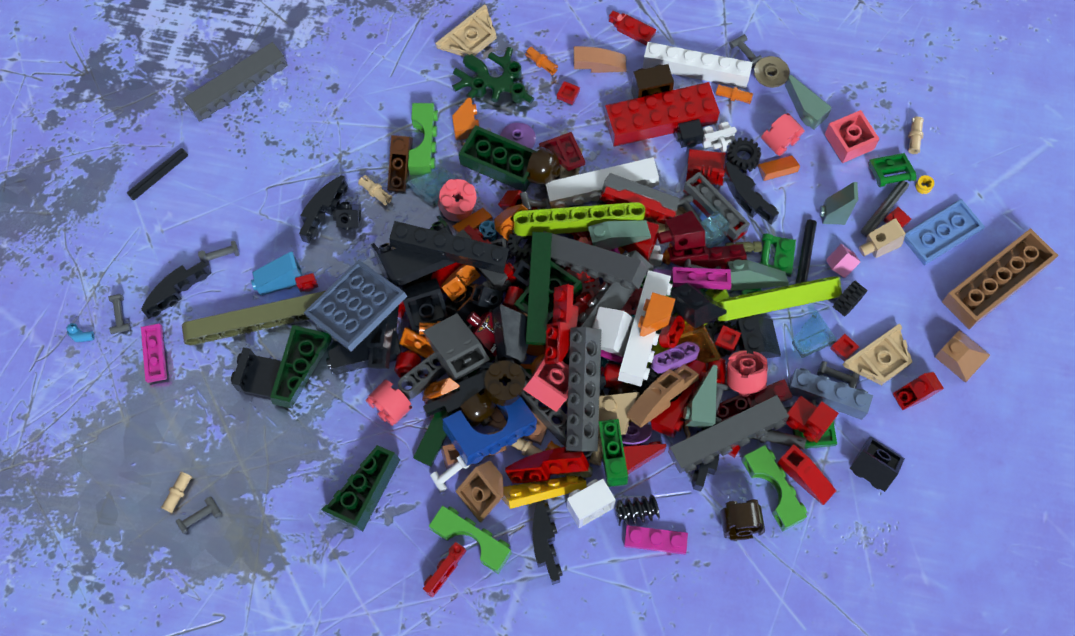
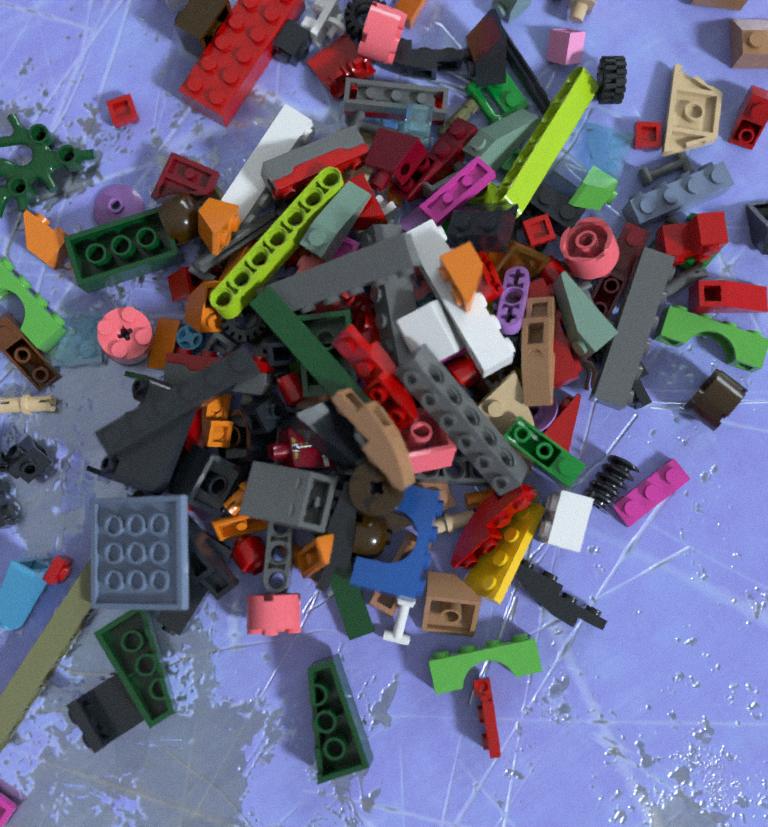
camera: 45 degrees left, 15 degrees up
(531, 356) = (385, 443): none -> medium nougat slope
(541, 60) = (58, 99): orange pin -> none
(553, 201) = (237, 242): none -> dark grey axle
(558, 183) = (218, 223): none -> orange slope
(598, 60) = (118, 44): nougat slope -> none
(738, 164) = (382, 33): none -> coral brick
(781, 346) = (595, 190): none -> bright green slope
(789, 224) = (486, 51): none -> black slope

